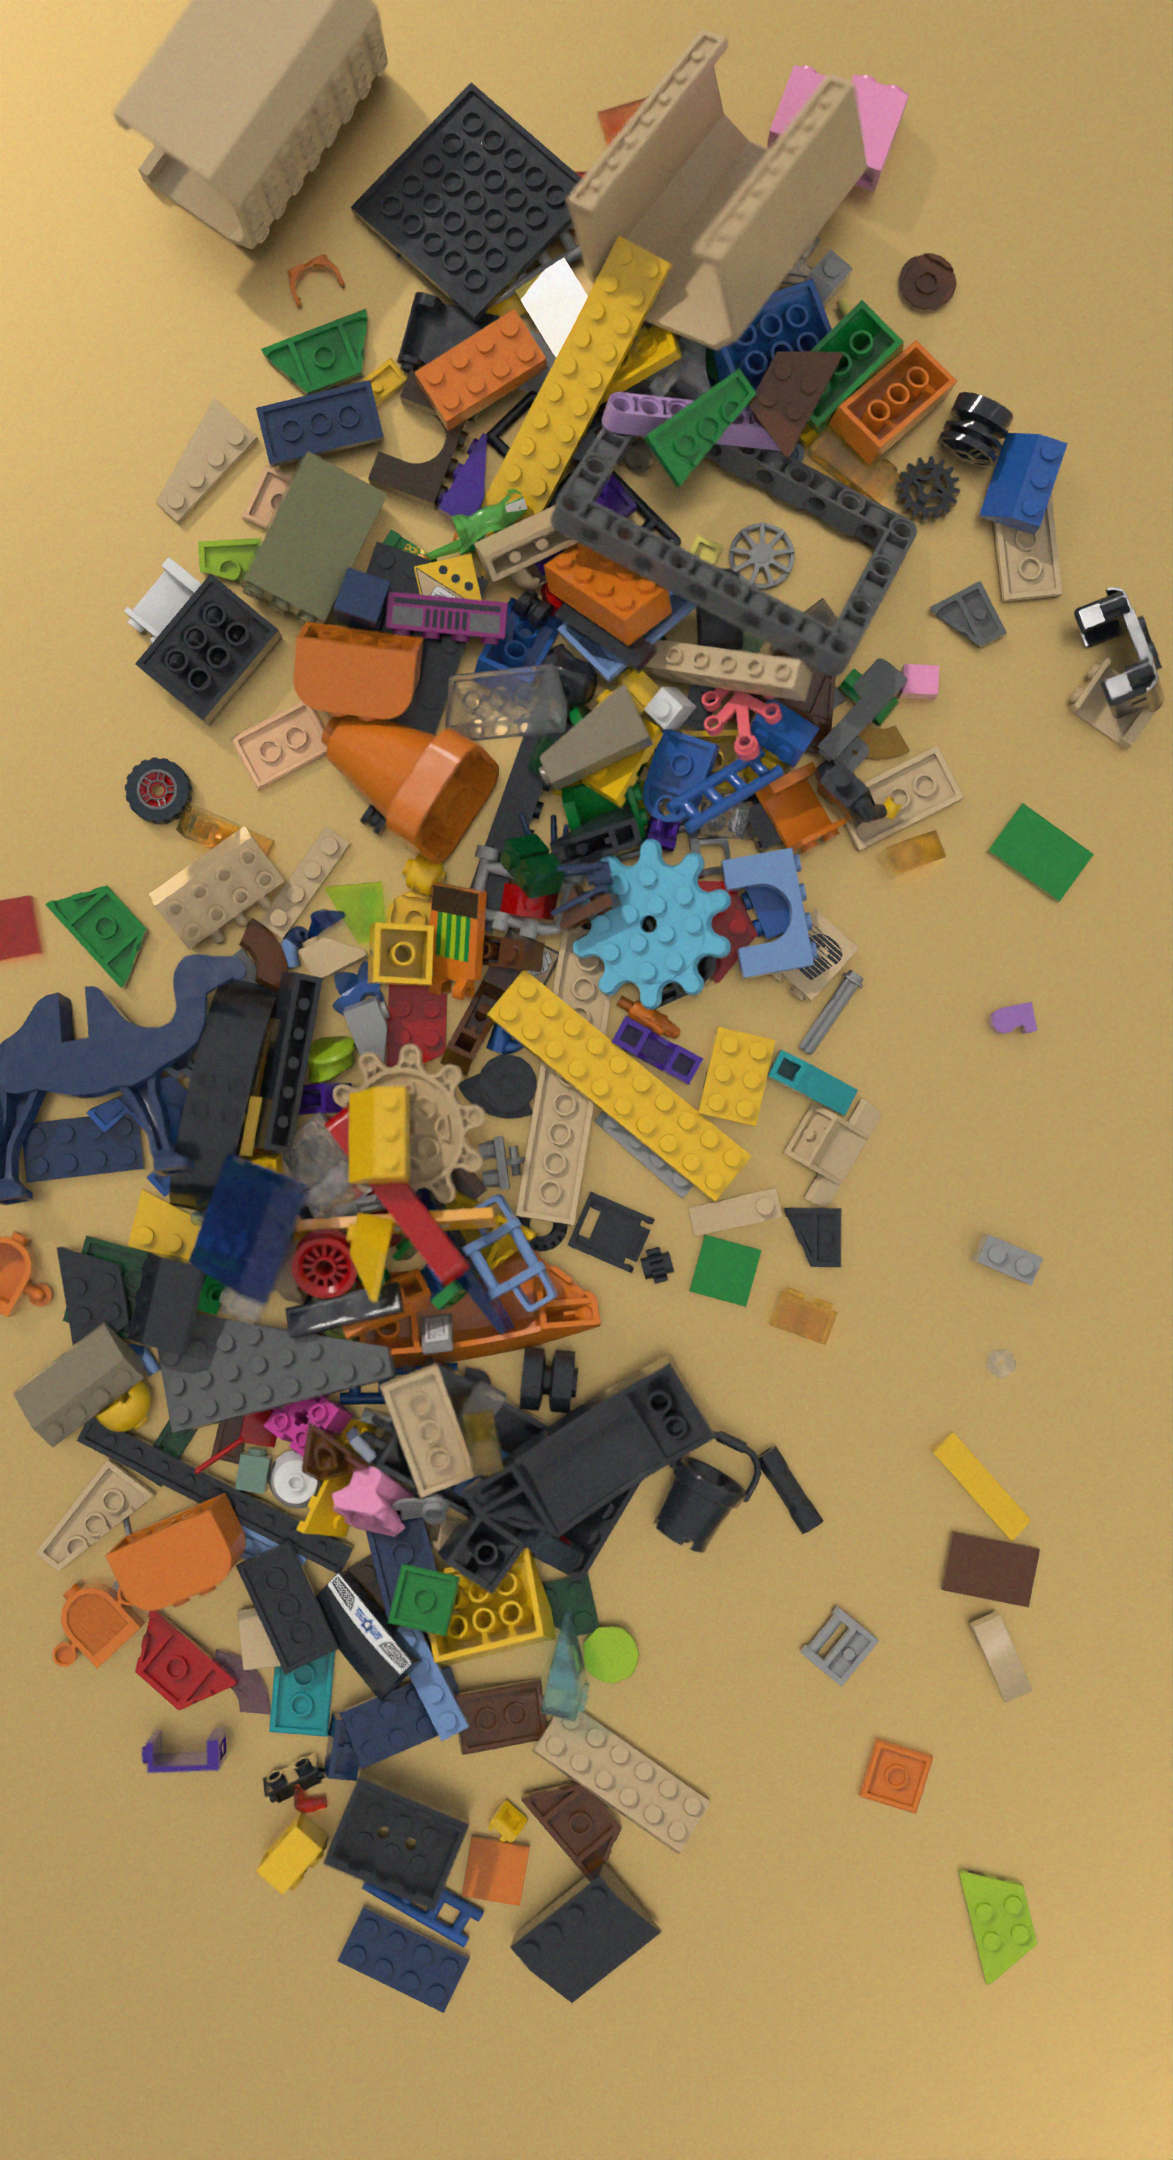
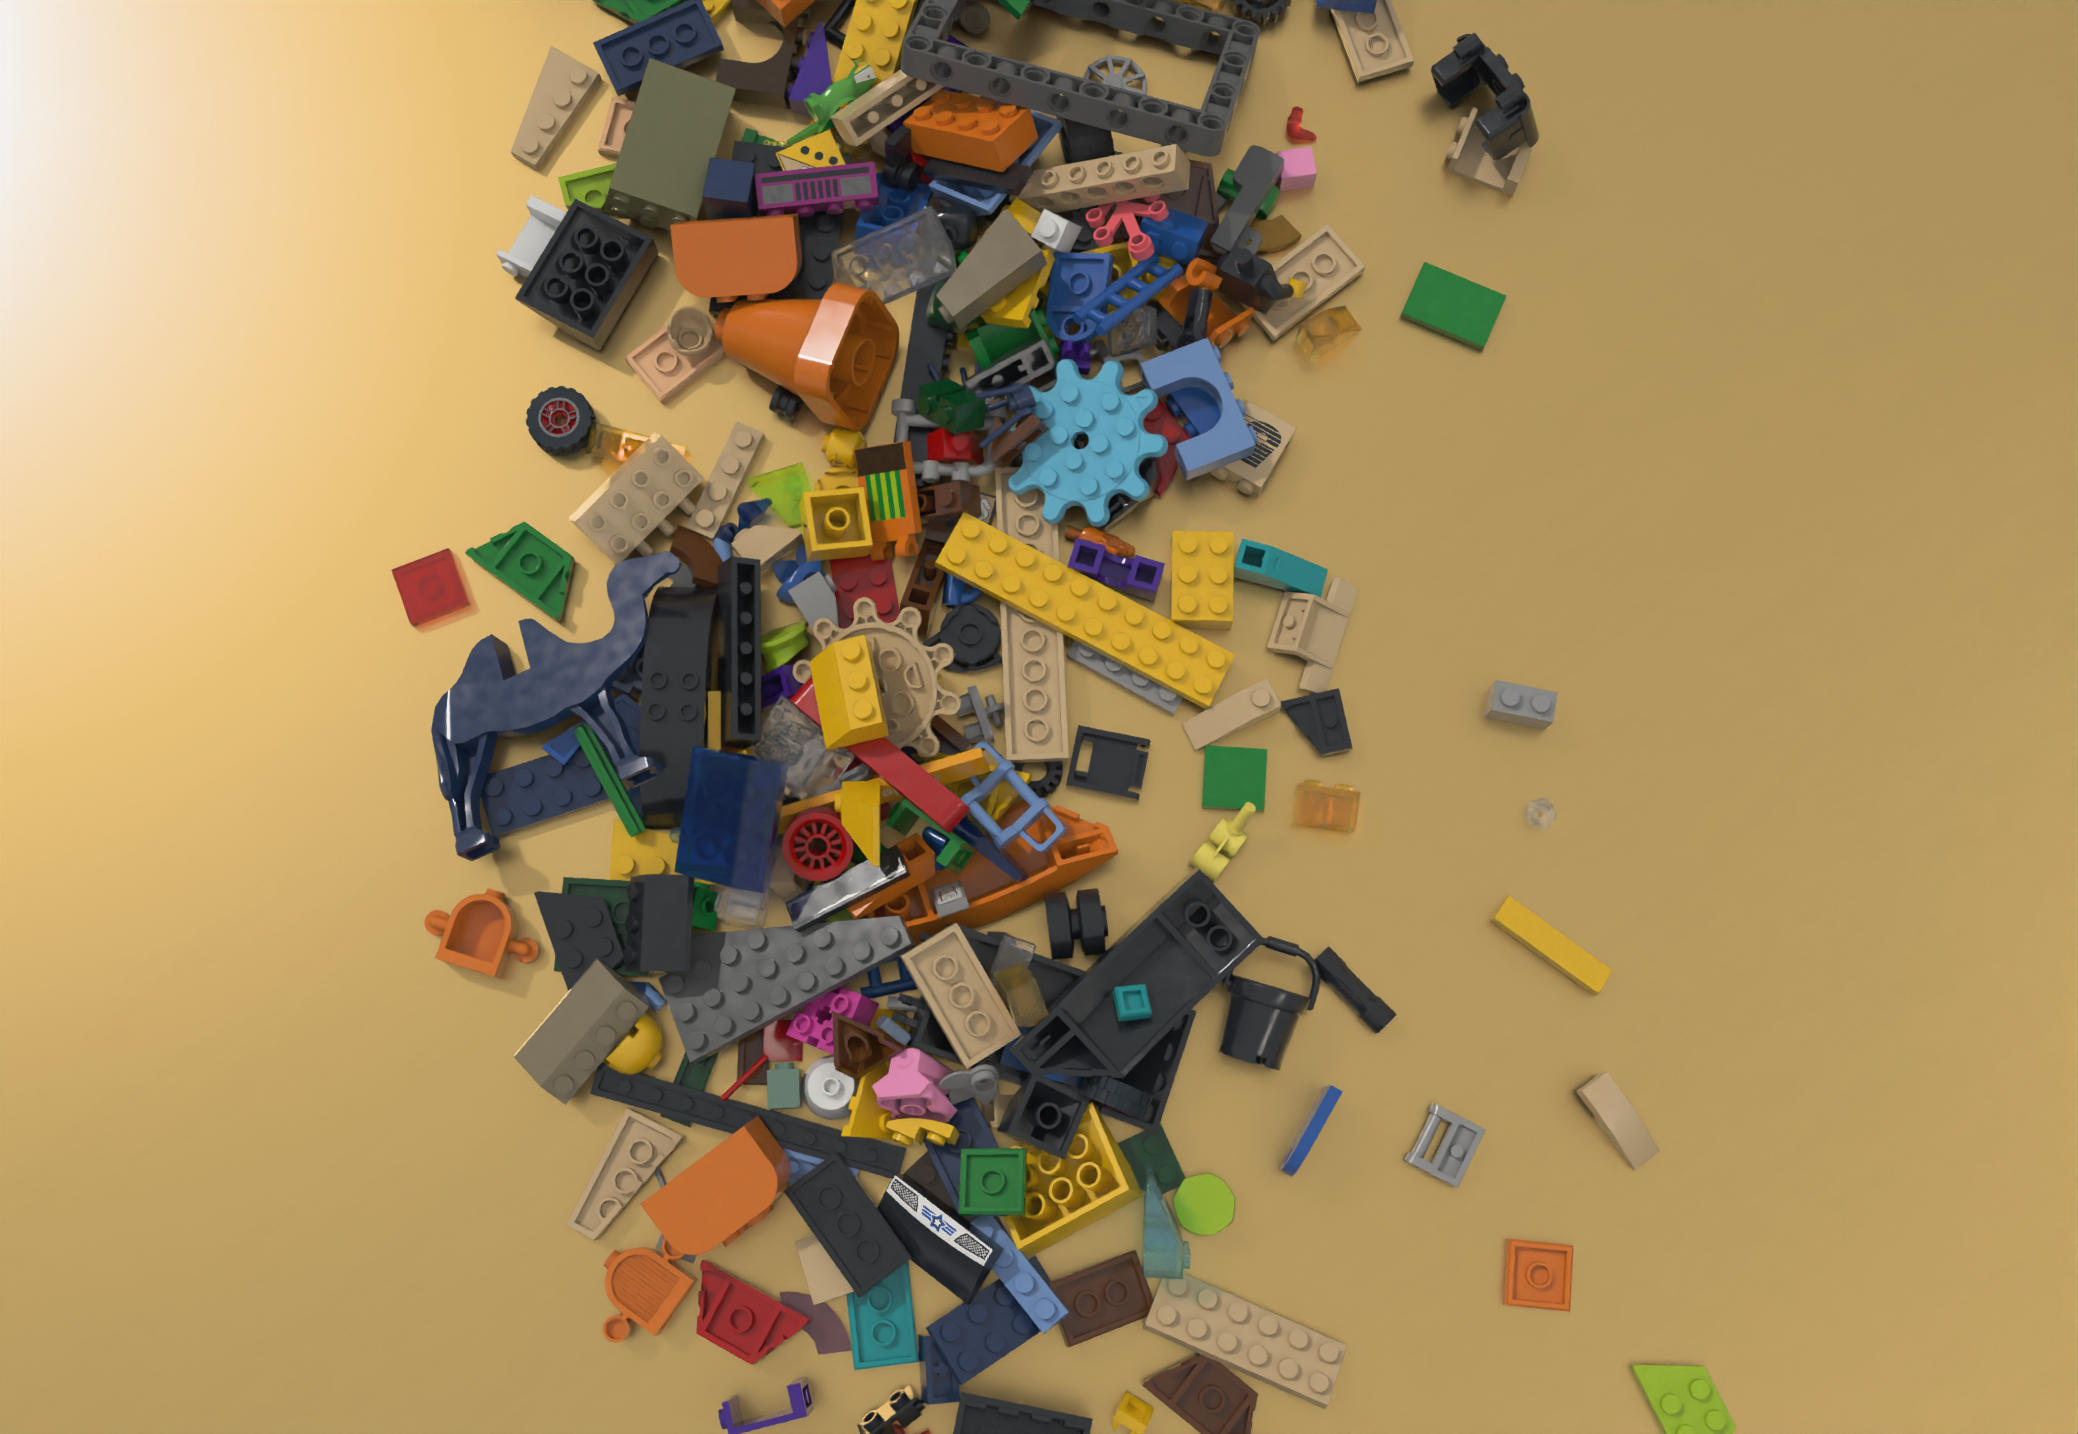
camera: 10 degrees left, 10 degrees down
(145, 1161) = (610, 780): none -> green axle
(297, 731) = (689, 331): none -> tan hair
(360, 1537) = (915, 1129): none -> yellow slope
(534, 586) = (898, 146): none -> black tile
(582, 1467) = (1132, 1002): none -> teal tile
(657, 1265) = (1163, 785): black gear -> none
(700, 1330) = (1223, 844): none -> light yellow beam
(720, 1609) = (1310, 1129): none -> blue tile
(785, 826) = (1201, 275): none -> piece
(831, 1012) = (1296, 465): light grey axle -> none
(928, 635) = (1293, 126): none -> clear red animal
(971, 615) = (1331, 99): dark grey wing -> none
(990, 1569) = (1582, 1030): reddish brown tile -> none
(1008, 1018) = (1467, 466): medium lavender leg -> none

